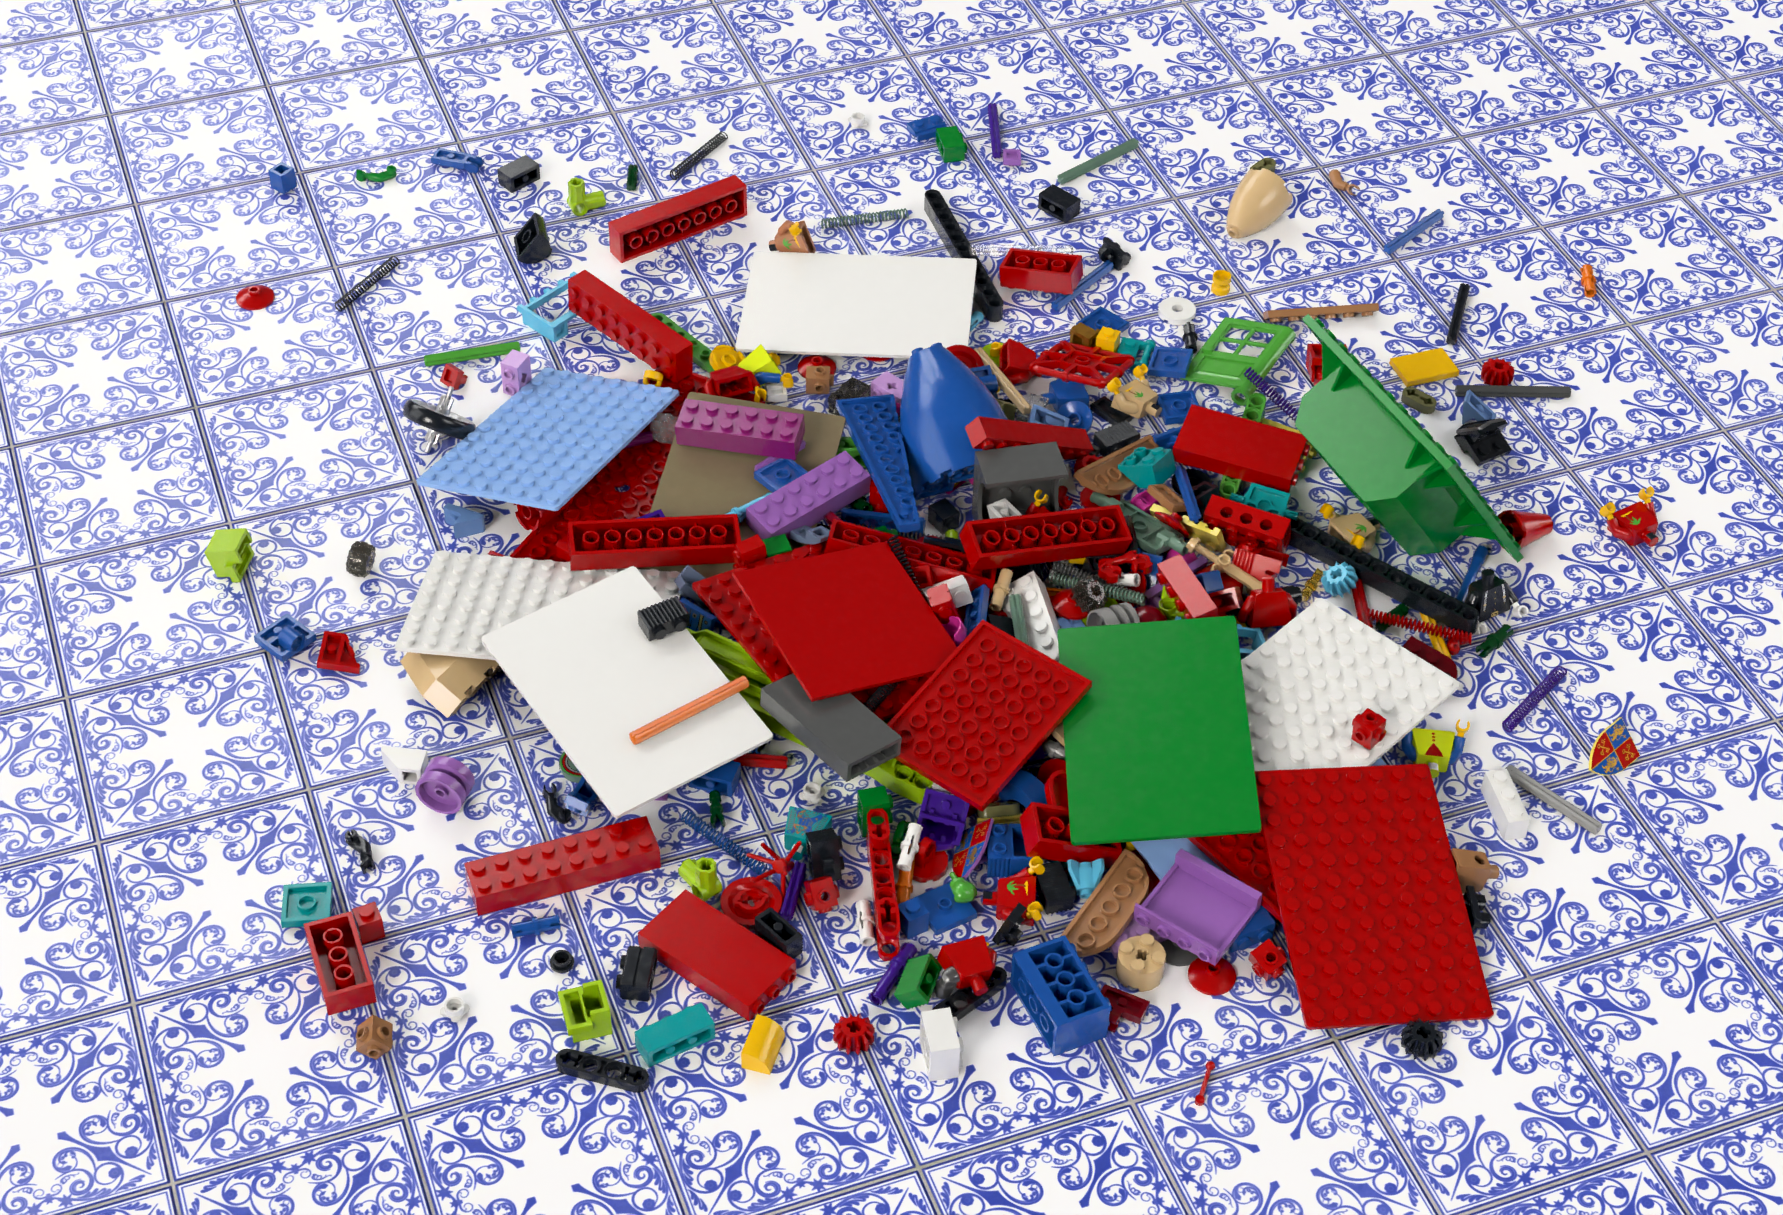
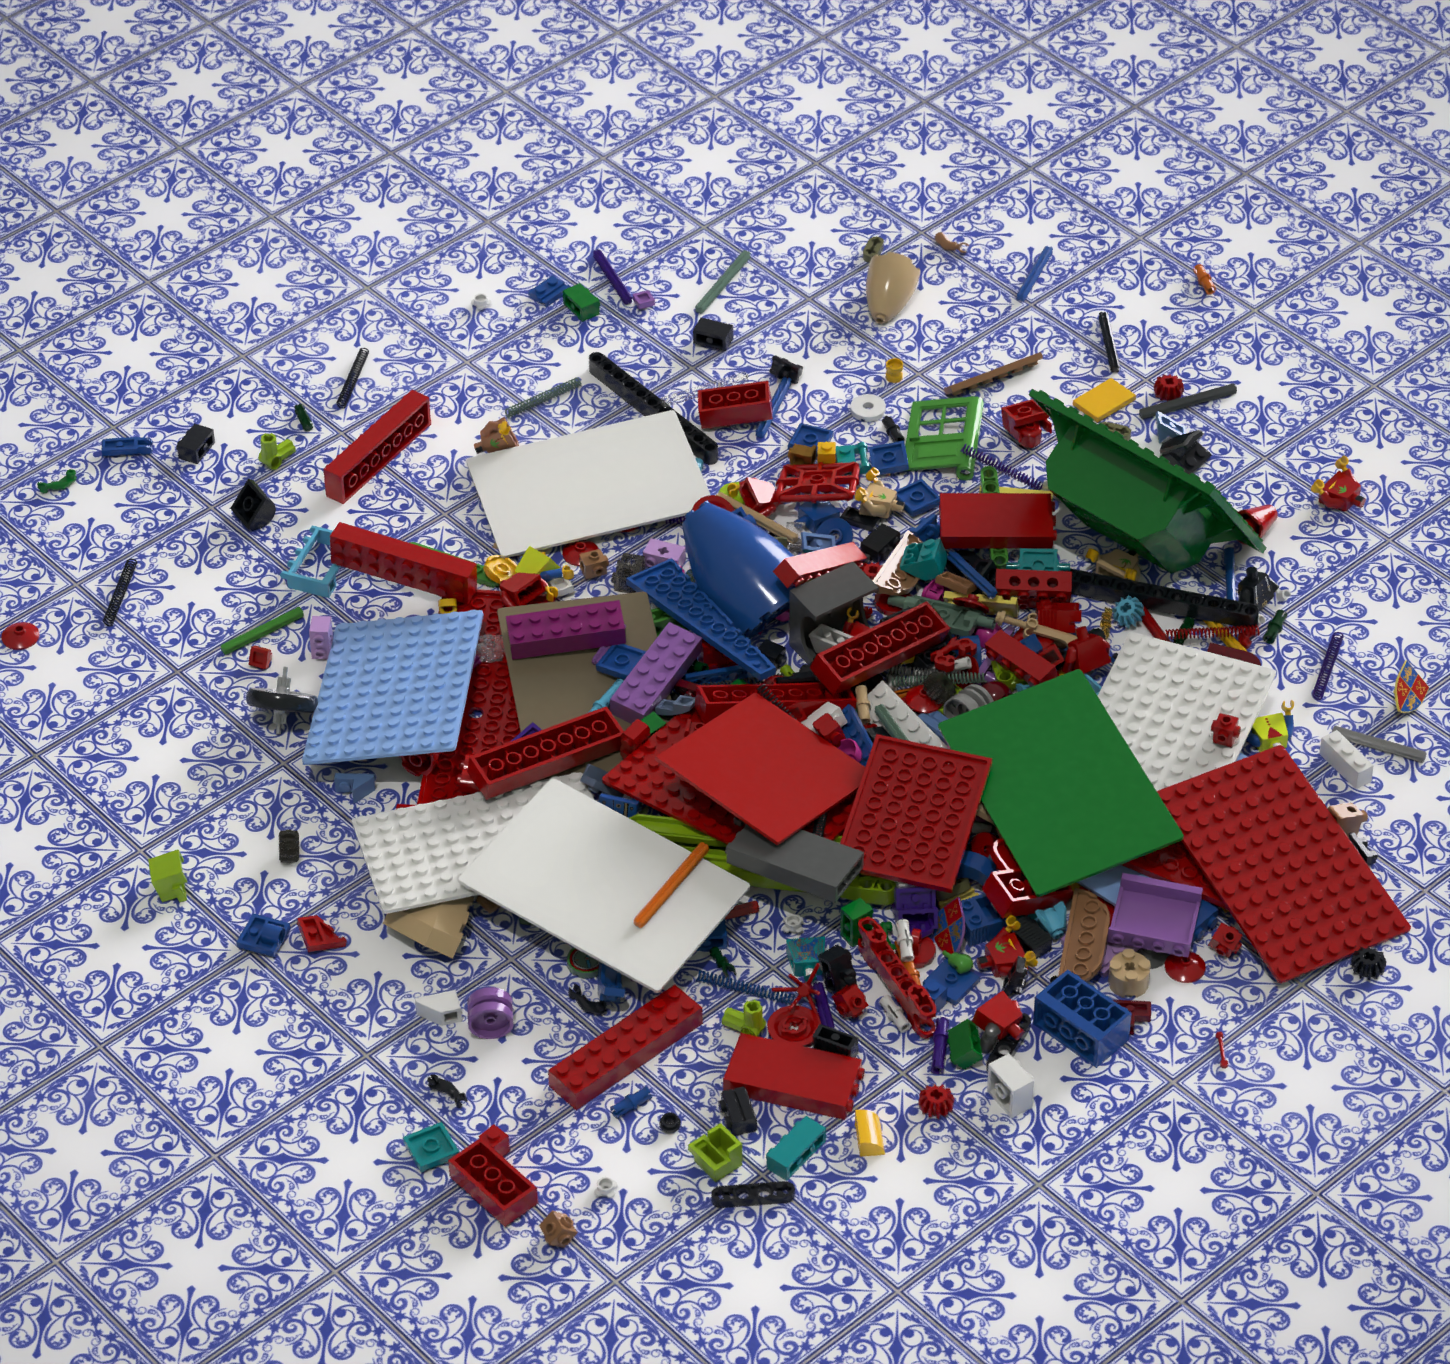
camera: 20 degrees left, 0 degrees up
(663, 618) = (608, 815): black brick -> none

